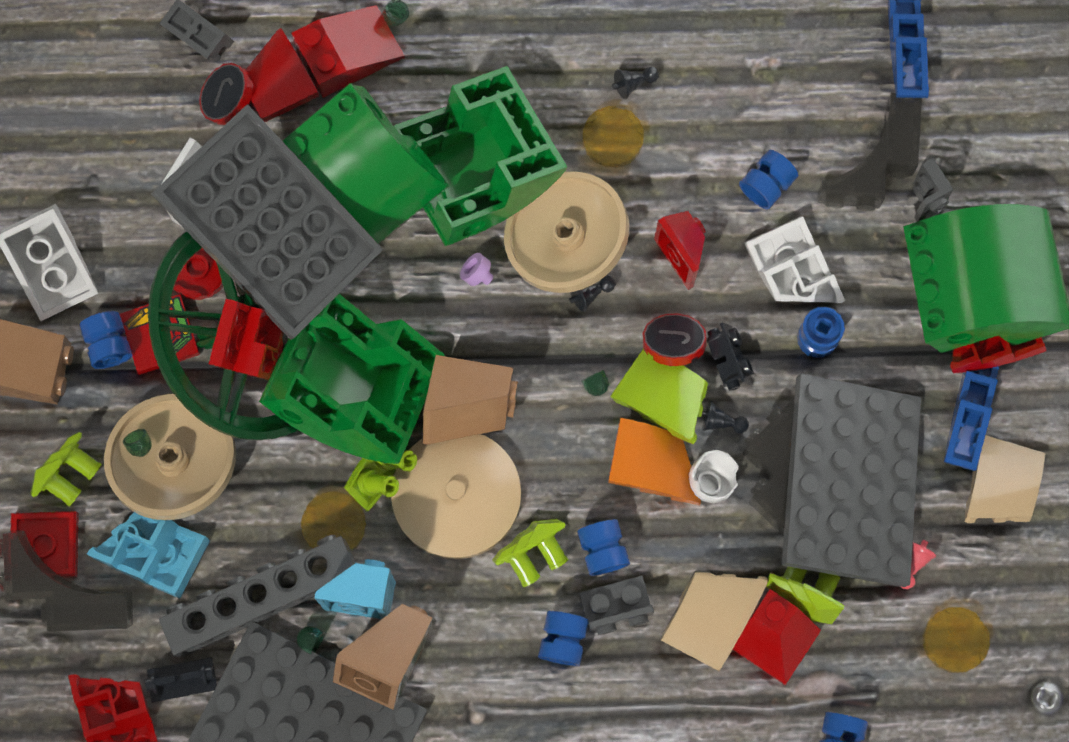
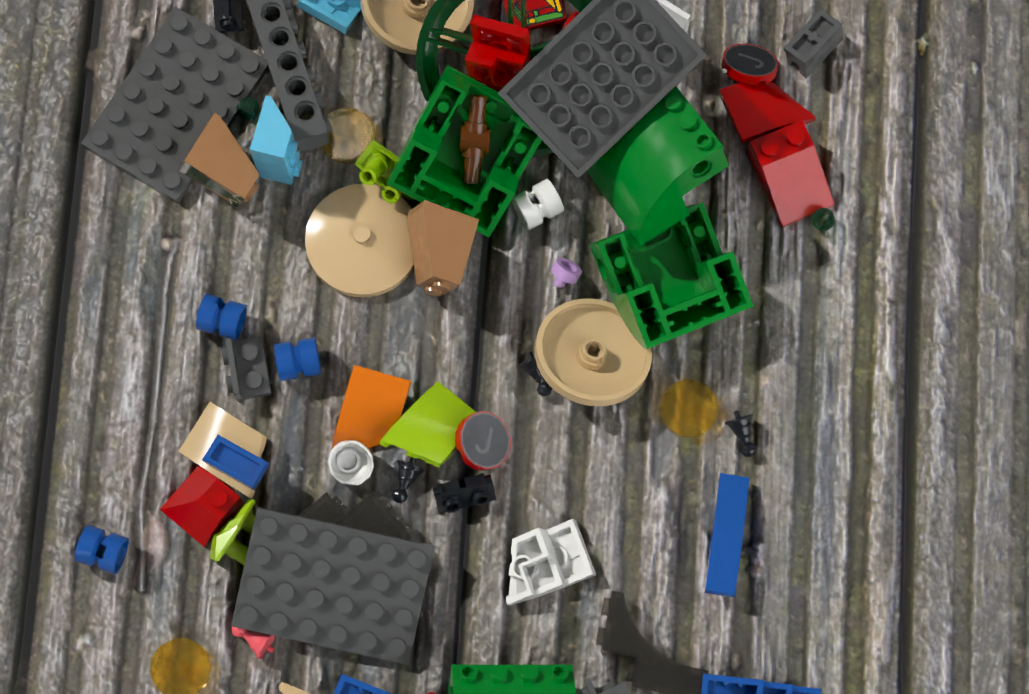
camera: 95 degrees right, 0 degrees up
(340, 369) = (474, 139): none -> reddish brown pin
(397, 295) = (537, 204): none -> white wheel
(538, 534) = (315, 305): lime connector -> none
(596, 384) = (450, 369): clear green hinge -> none
(682, 243) = (572, 457): red slope -> none
(732, 597) = (236, 462): none -> blue tile
(745, 86) = (727, 535): none -> blue slope
(772, 175) = (631, 545): blue wheel -> none
(820, 332) = (477, 575): blue wheel -> none

